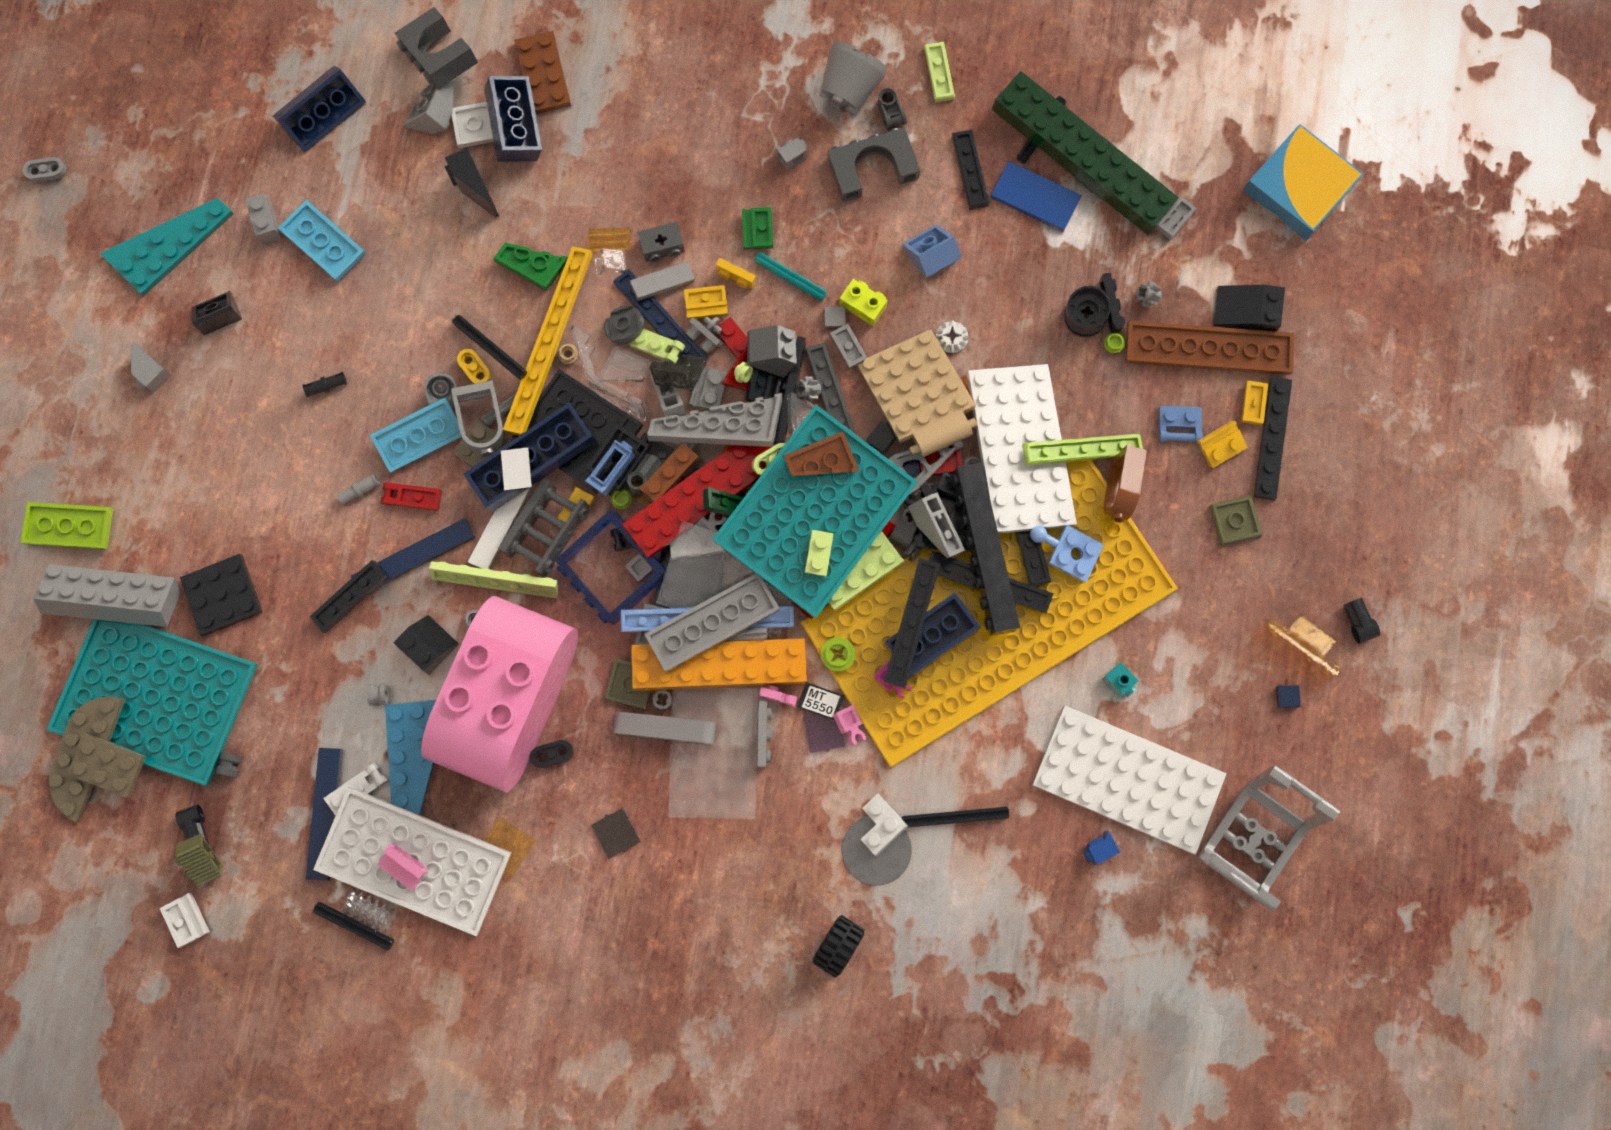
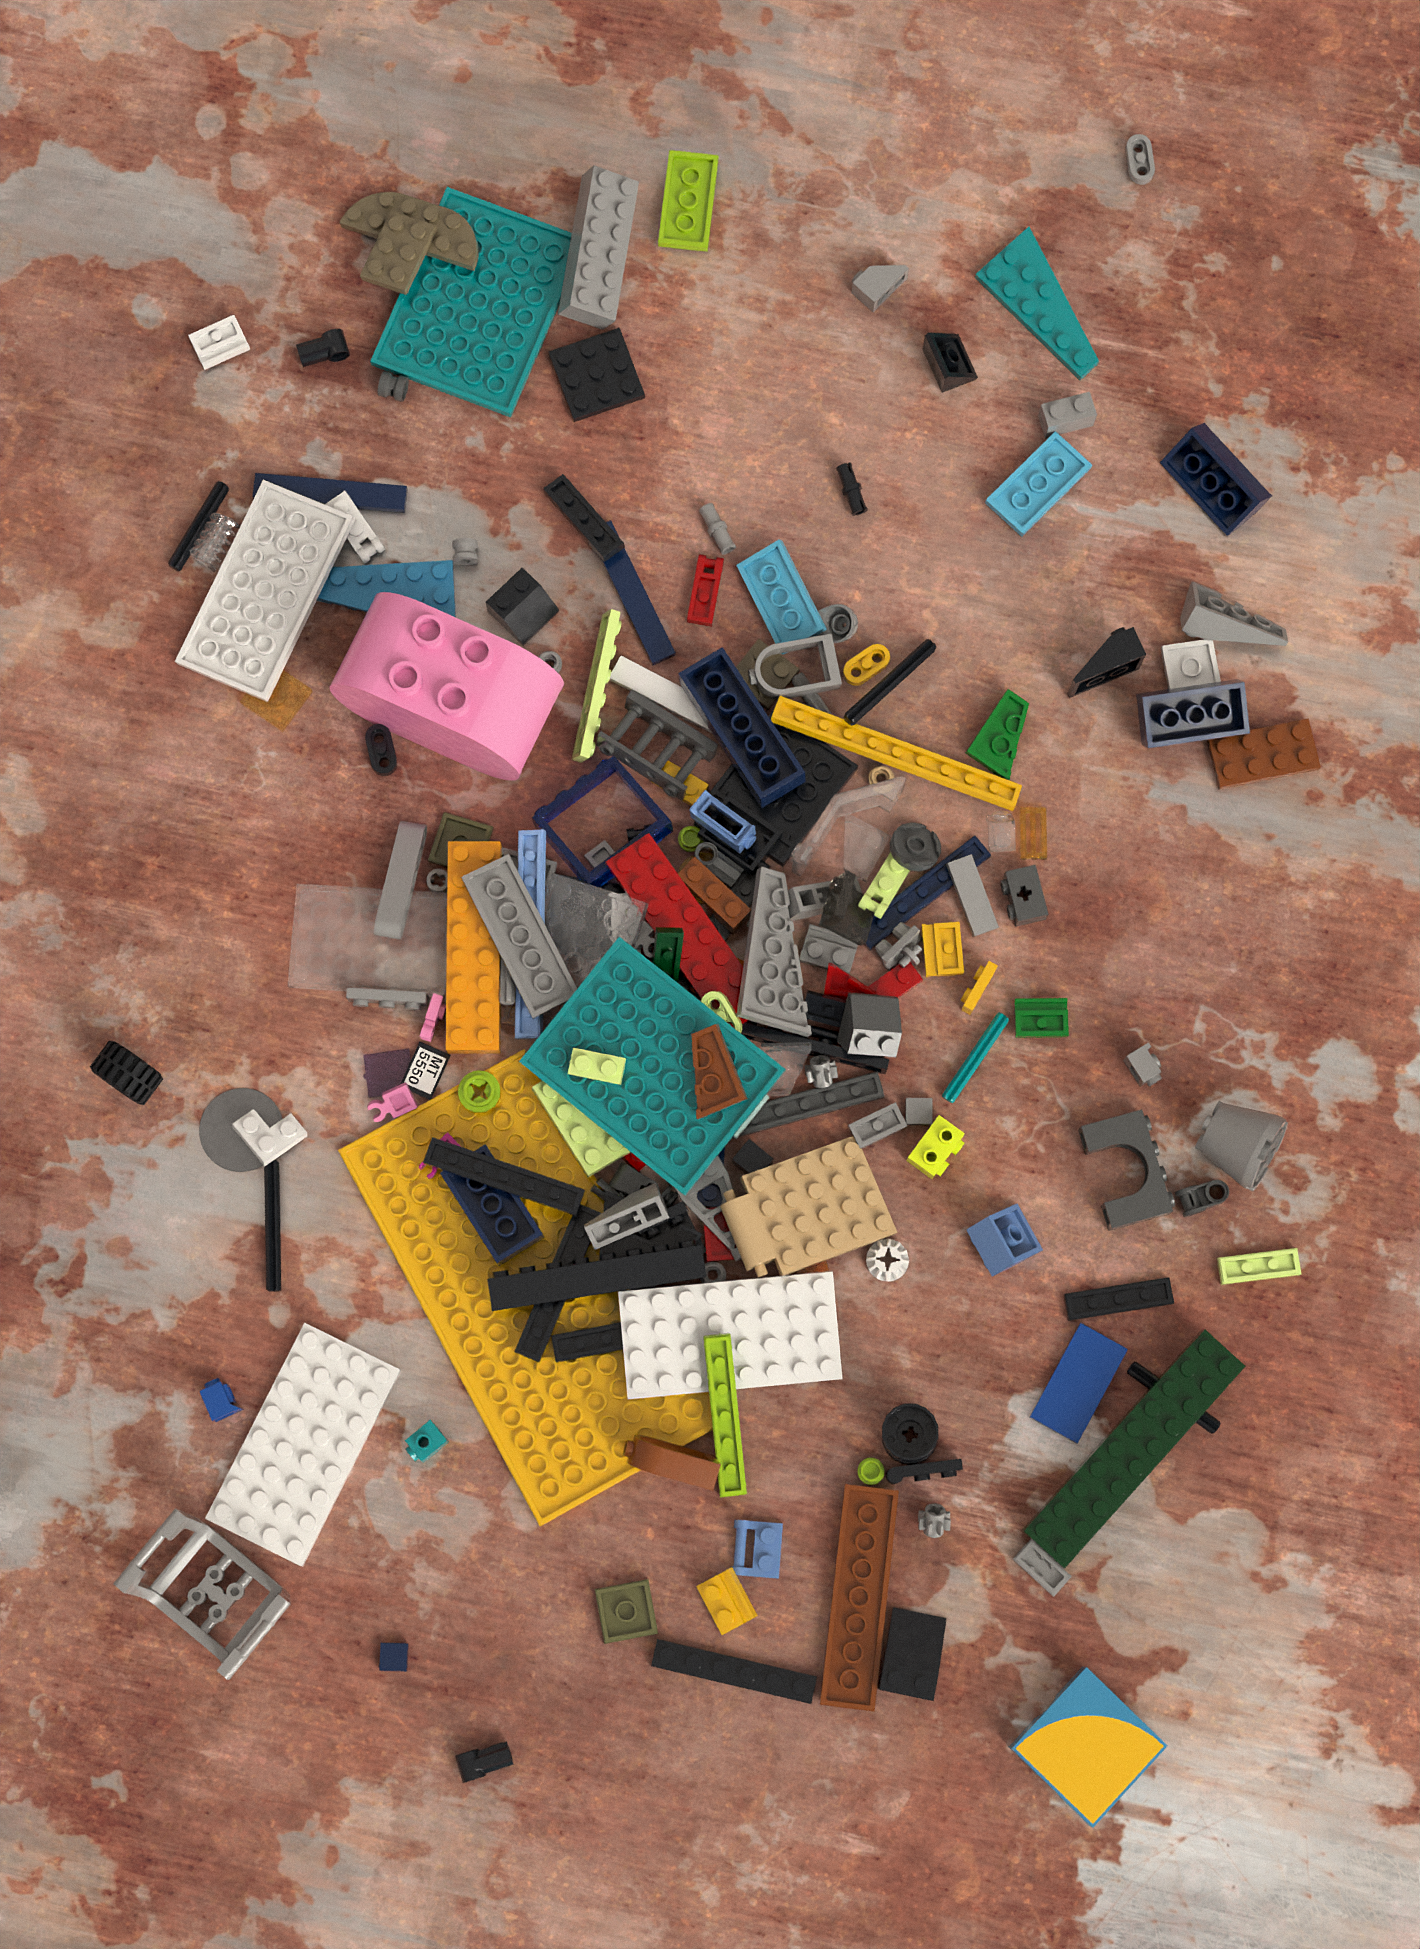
camera: 90 degrees right, 0 degrees up
(198, 860) = (283, 354): olive brick -> none
(402, 866) = (258, 578): bright pink panel -> none
(439, 66) = (1304, 594): dark grey arch -> none
(516, 468) = (724, 708): white sticker -> none
(615, 833) = (283, 823): clear smoke piece -> none
(743, 372) = (840, 987): yellowish green plate -> none
(1061, 554) = (588, 1376): light blue plate -> none
(1254, 403) = (781, 1649): yellow plate -> none
(1309, 639) = (462, 1687): clear yellow bracket -> none

